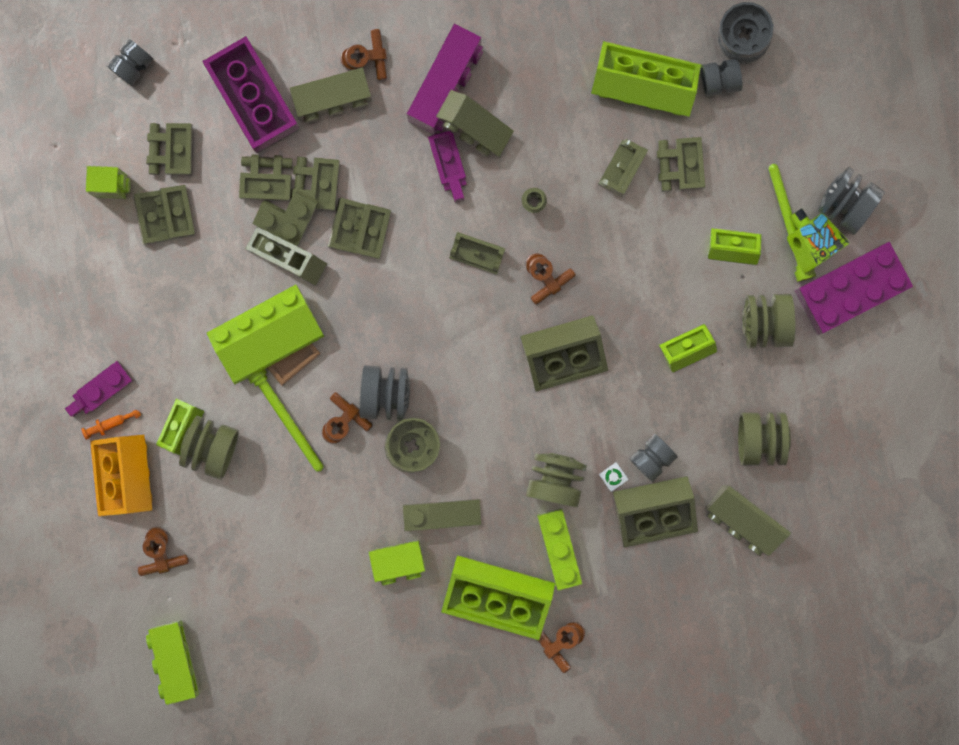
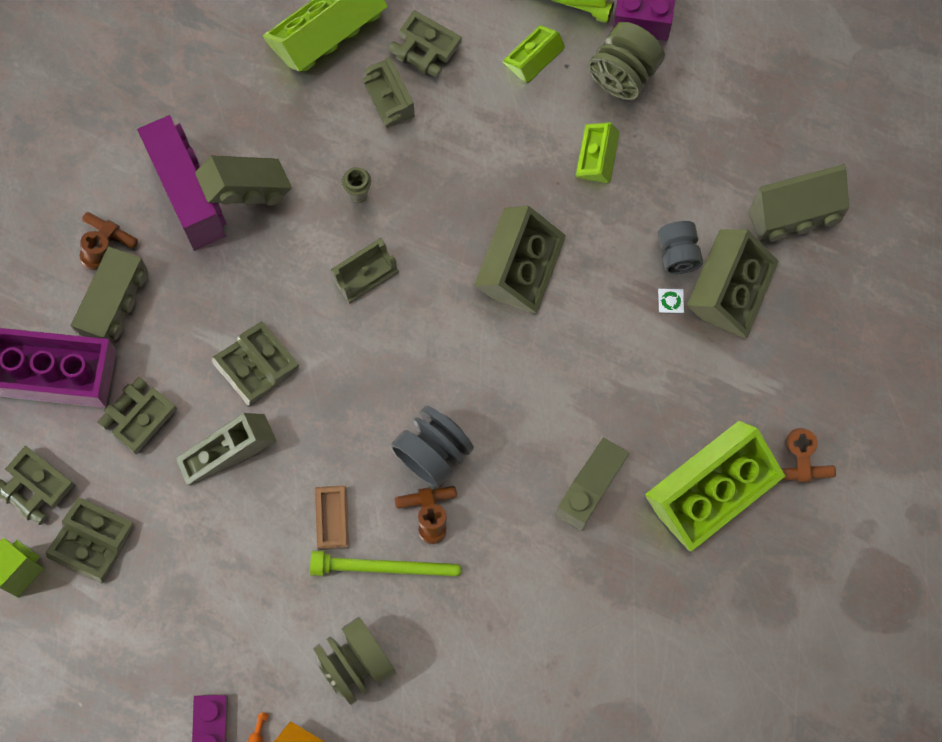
camera: 55 degrees left, 15 degrees down
(176, 425) = (309, 682): lime slope -> none
(265, 334) = (285, 521): lime slope -> none
(287, 223) = (198, 422): olive plate -> none
(324, 181) = (187, 364): olive plate -> none
(396, 562) = (609, 558): lime brick -> none
(425, 439) = (510, 442): olive wheel -> none
(448, 163) = (261, 238): magenta hinge -> none
(552, 285) = (431, 224): dark orange piece -> none
(556, 480) = (633, 340): olive wheel -> none
(559, 549) = (707, 393): lime brick -> none
(768, 438) = (733, 138): olive wheel -> none

